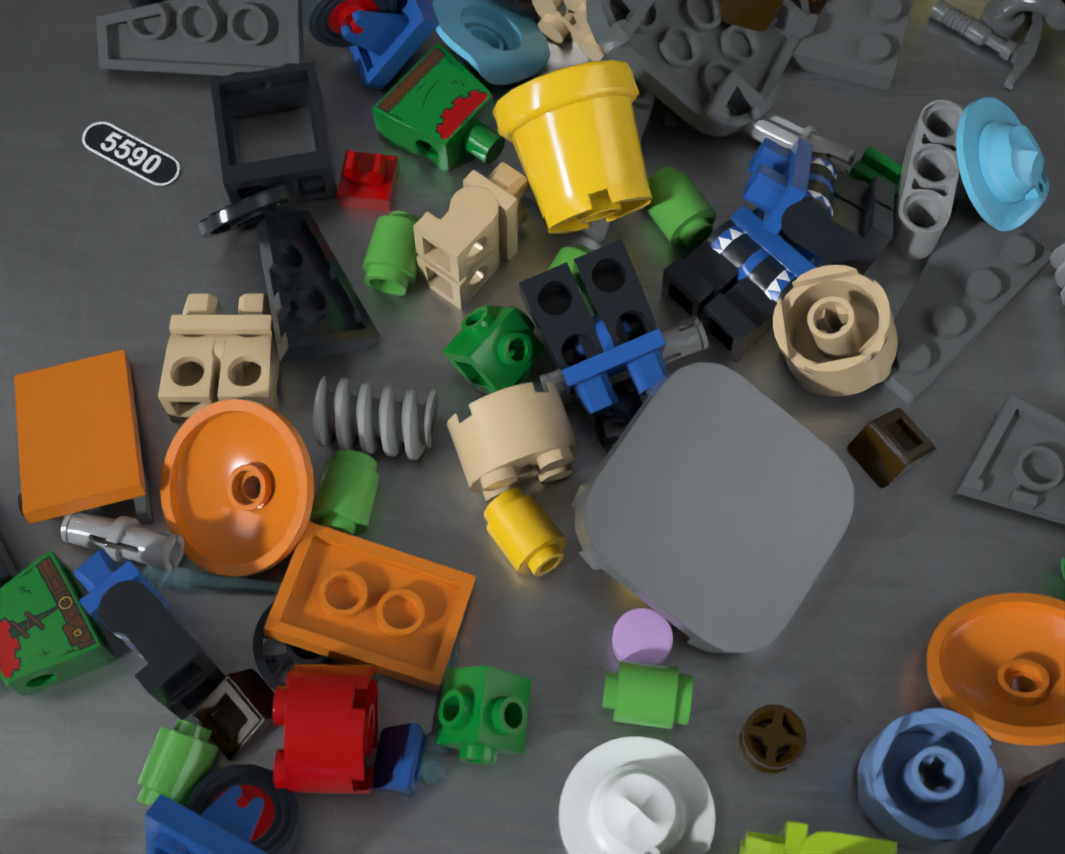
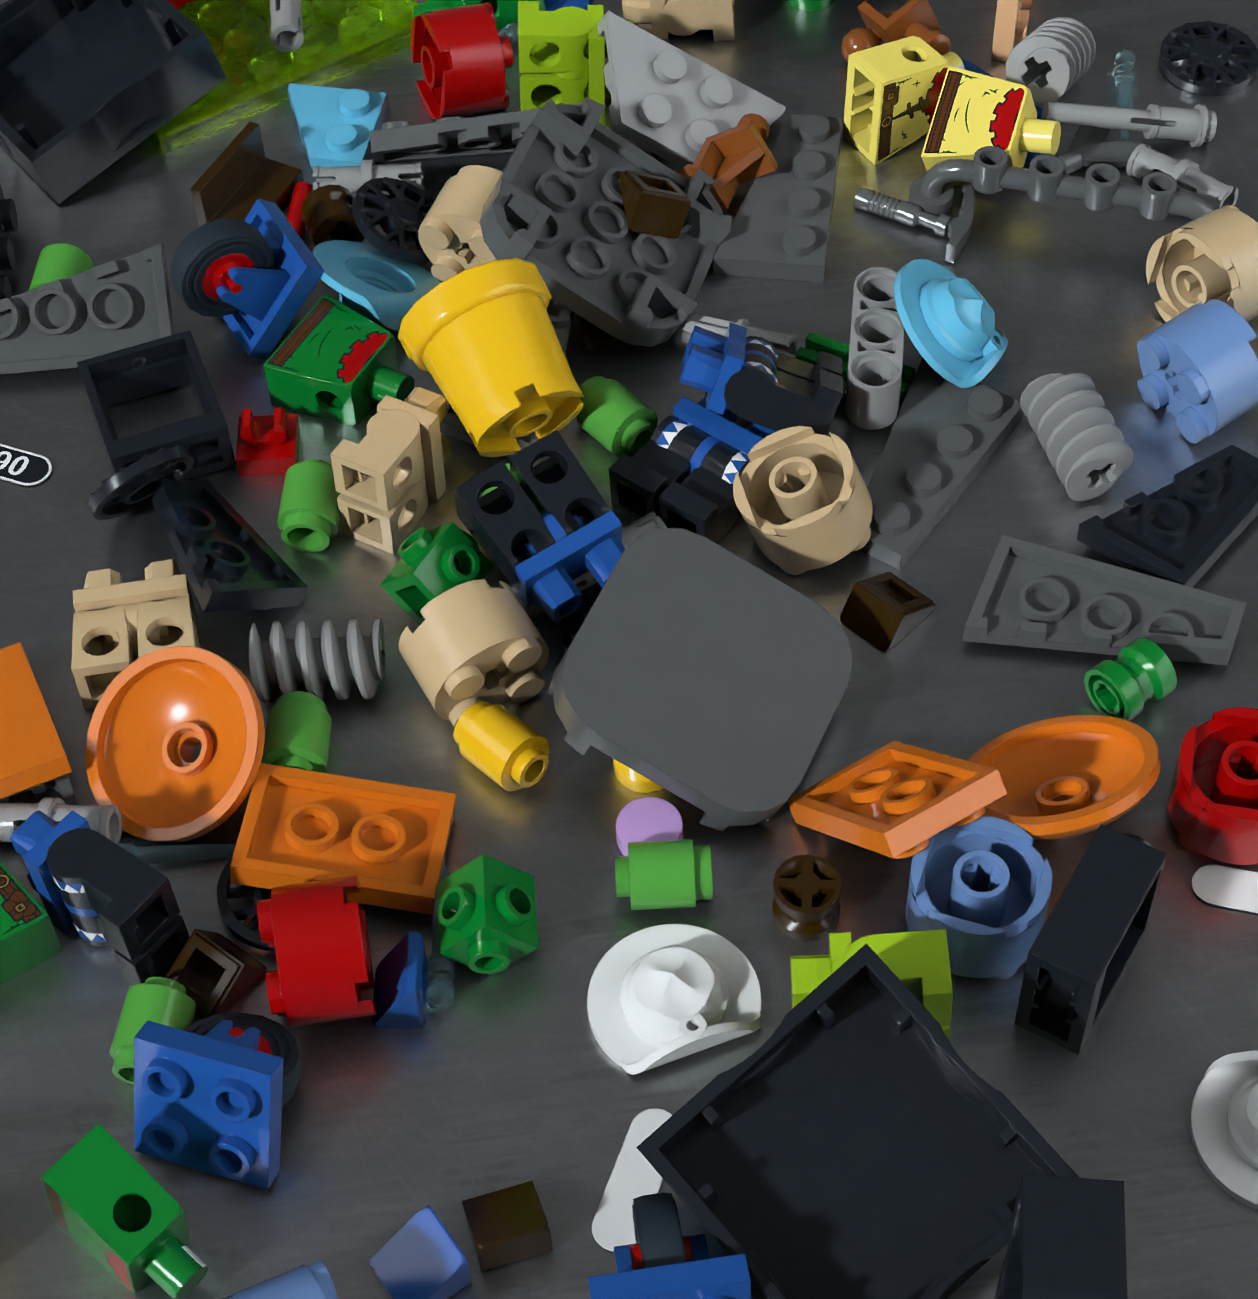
camera: 10 degrees left, 15 degrees down
(873, 672) = (897, 799): none -> orange plate

